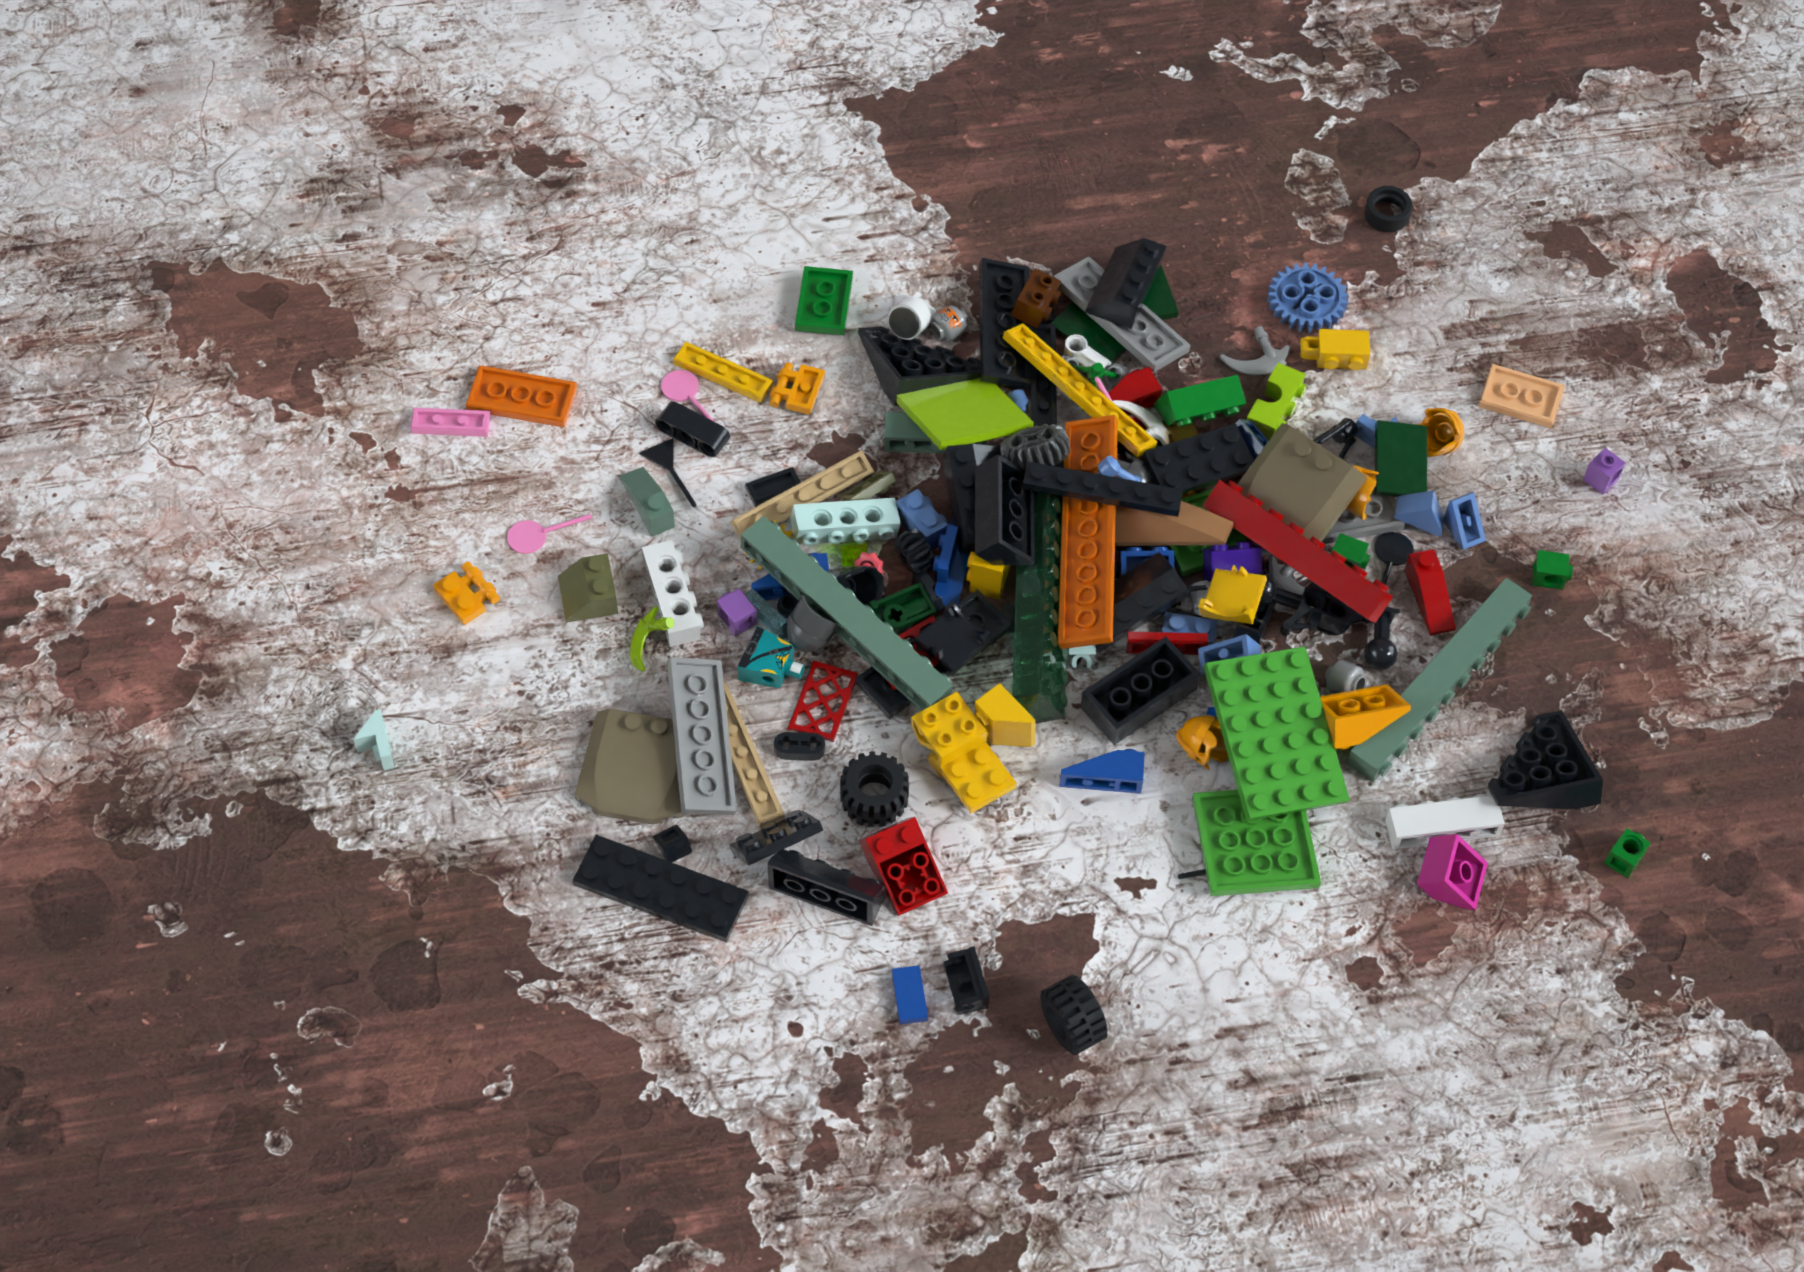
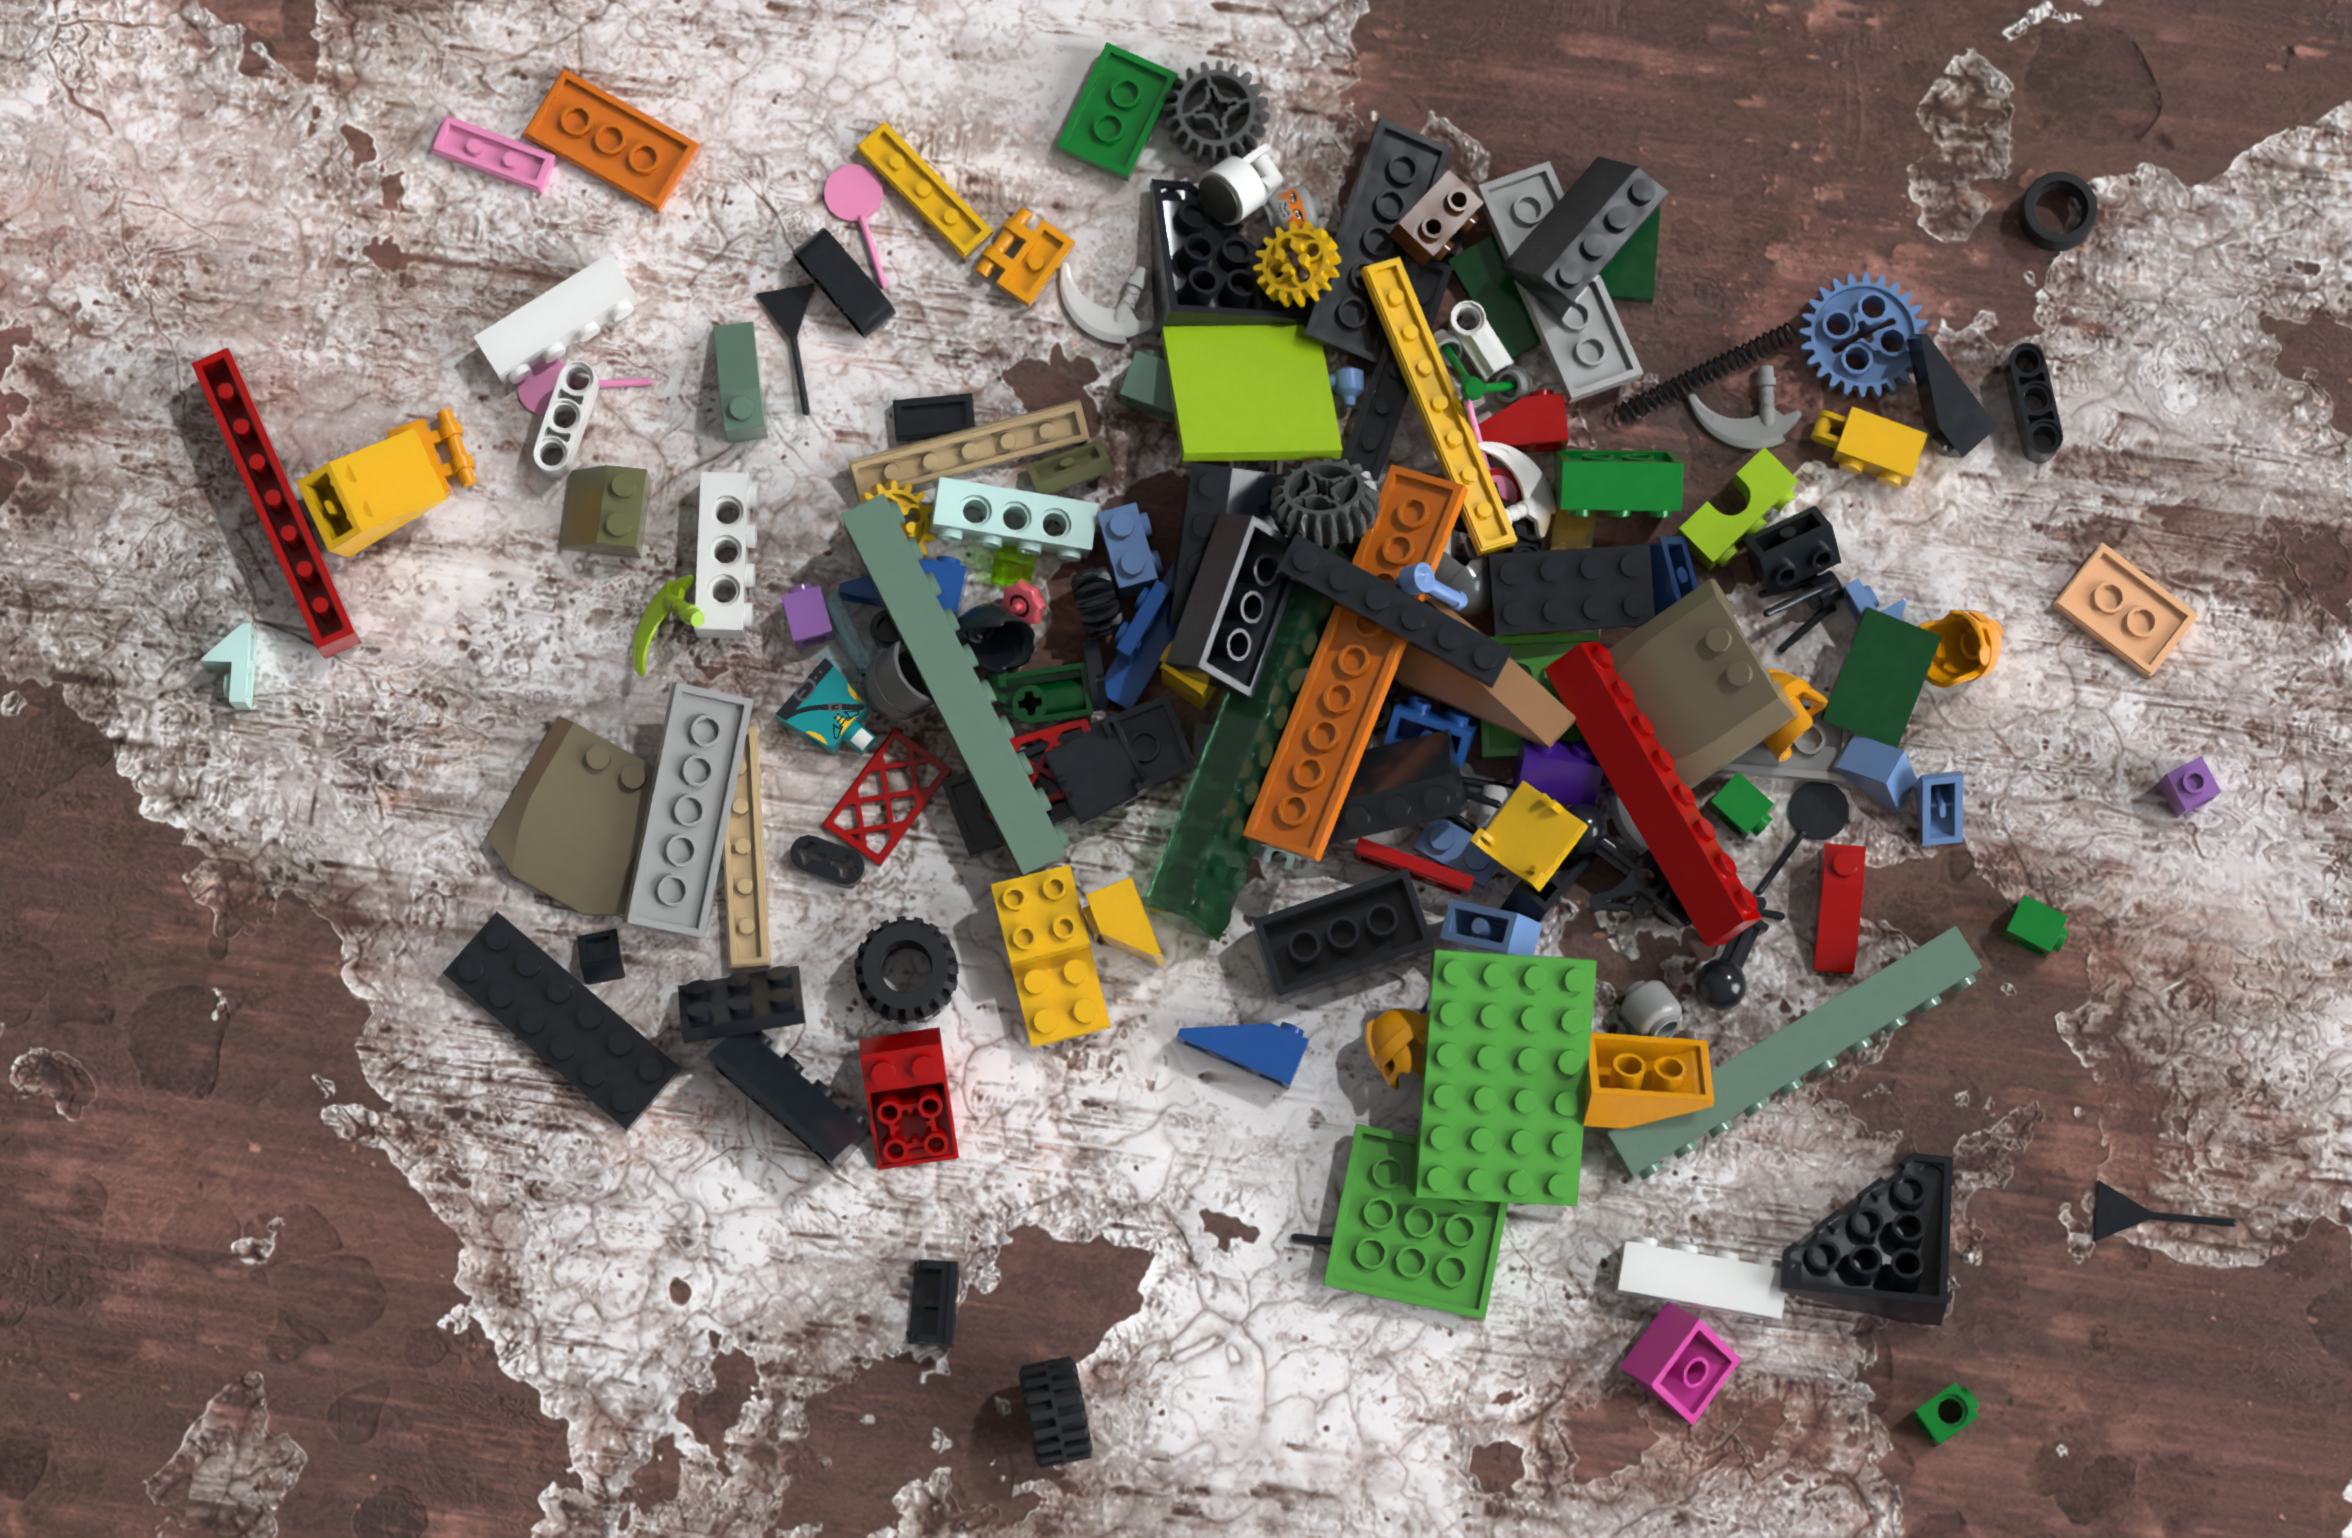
camera: 20 degrees right, 20 degrees up
(376, 640) = (276, 503): none -> red brick
(436, 615) = (371, 492): none -> yellow slope
(520, 495) = (557, 320): none -> white brick
(545, 555) = (566, 399): none -> white beam
(857, 411) = (1102, 322): none -> white piece
(885, 278) = (1201, 118): none -> dark grey gear
(909, 995) = (851, 1295): blue tile -> none
(957, 350) = (1290, 284): none -> yellow gear
(1218, 340) = (1706, 366): none -> black piece
(1318, 411) = (1792, 550): none -> black brick
(1370, 311) = (1946, 403): none -> black slope
(1419, 304) = (2034, 384): none -> black beam
(1674, 713) = (2118, 1212): none -> black piece

